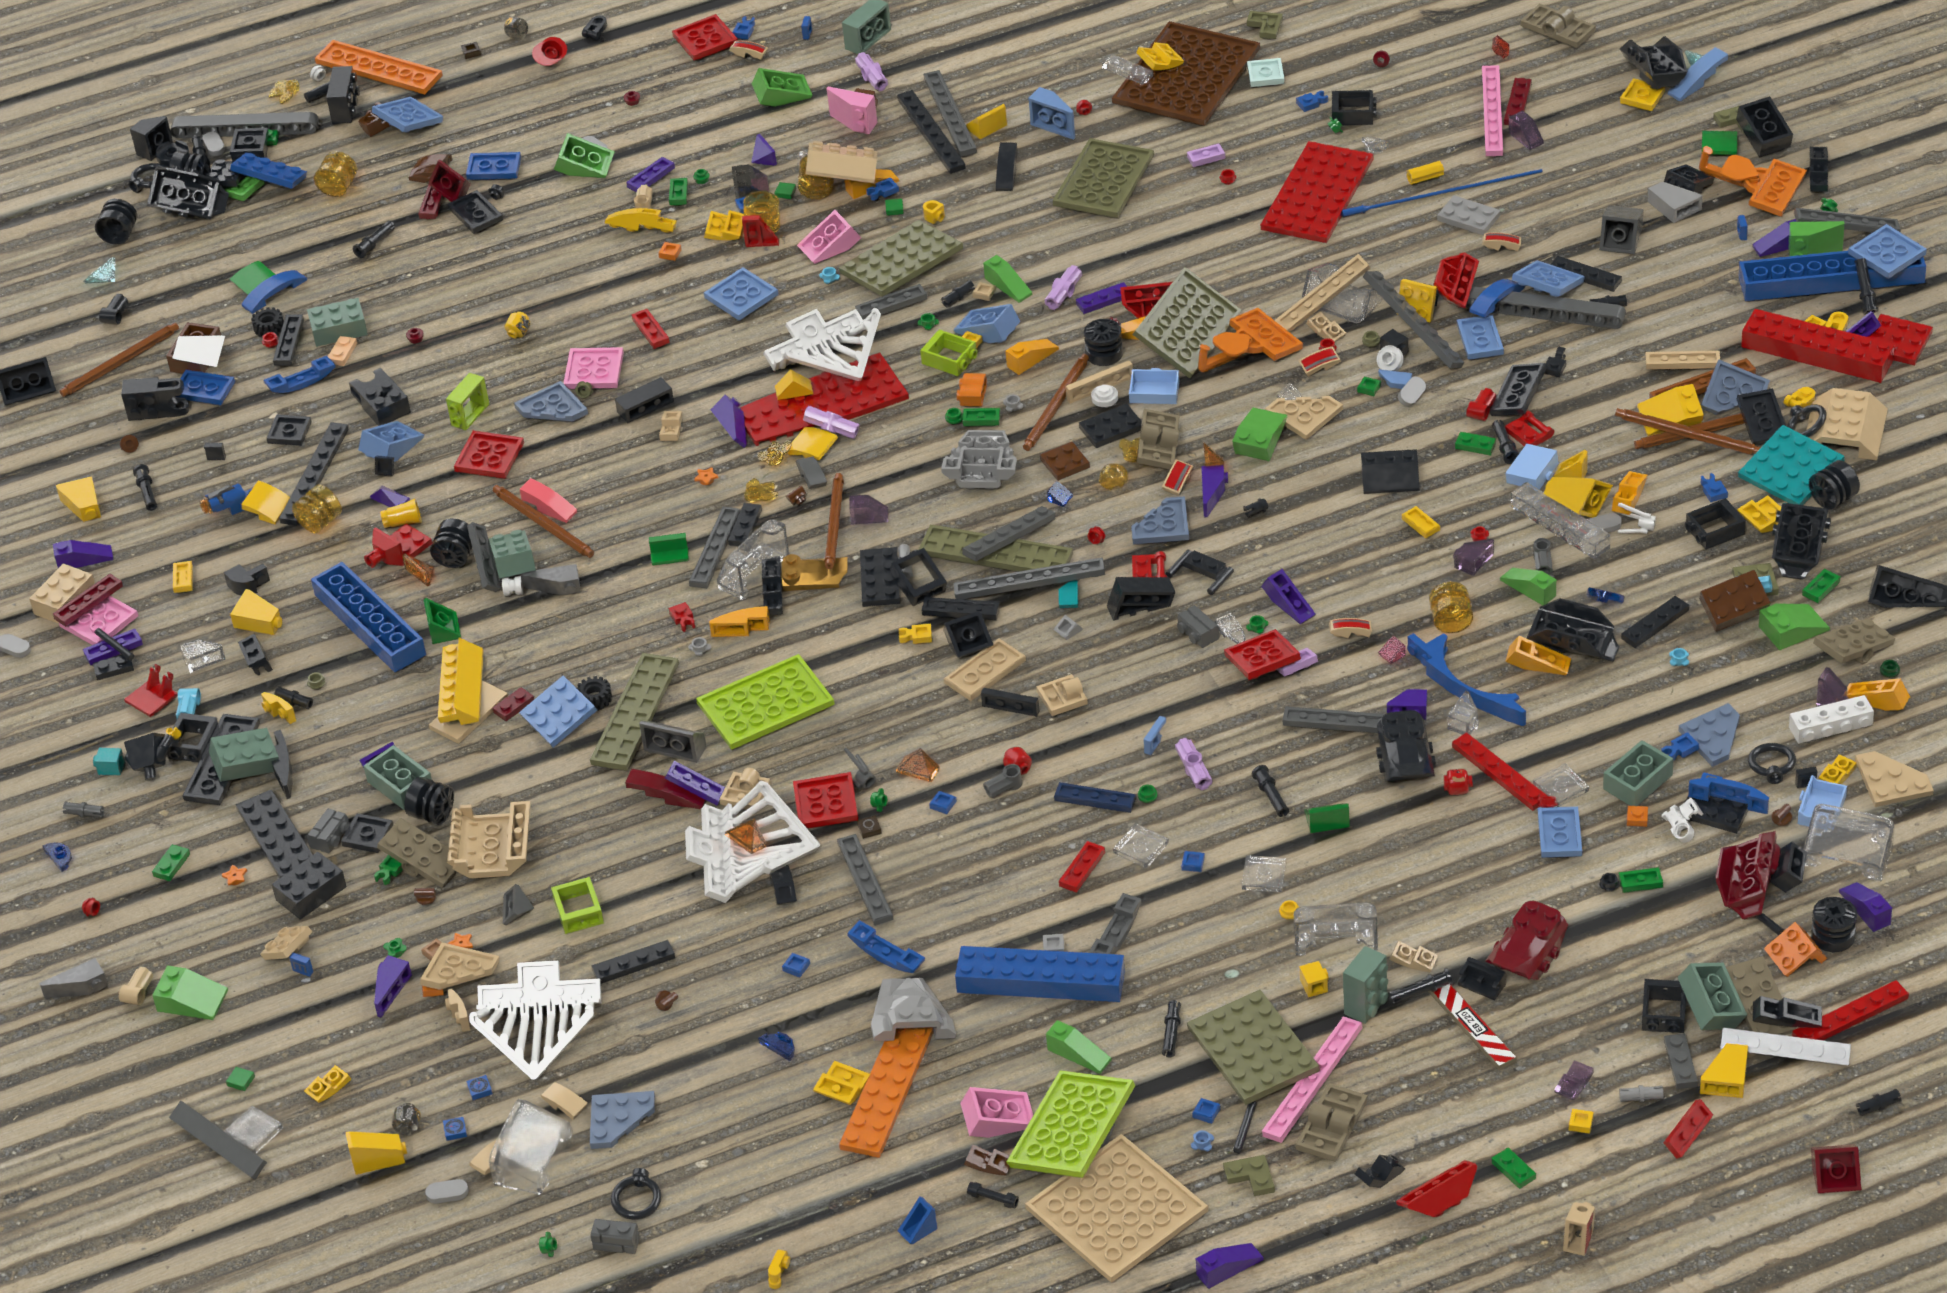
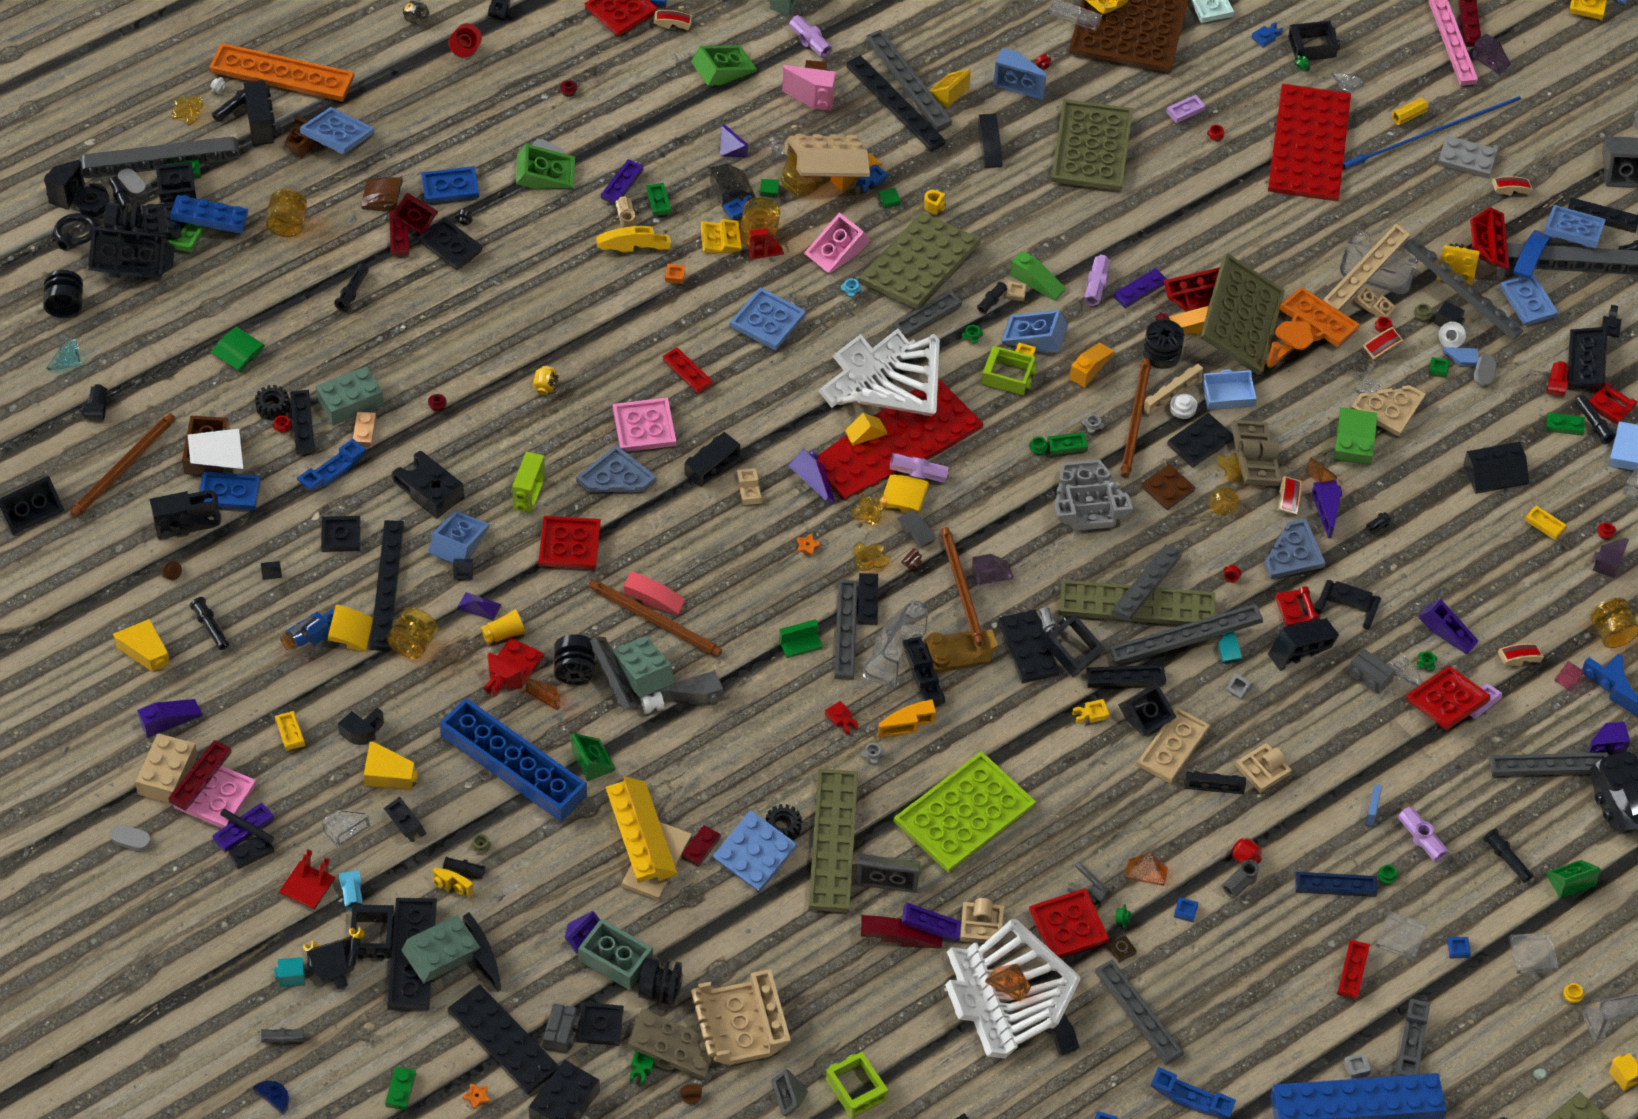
camera: 20 degrees left, 10 degrees up
(271, 286) = (260, 359): blue slope -> none
(471, 50) = (374, 42): dark brown tile -> none
(579, 389) = (643, 457): olive plate -> none
(701, 176) = (675, 178): green plate -> none
(972, 389) = (1048, 412): orange brick -> none
(1059, 494) = (1177, 528): clear blue slope -> none

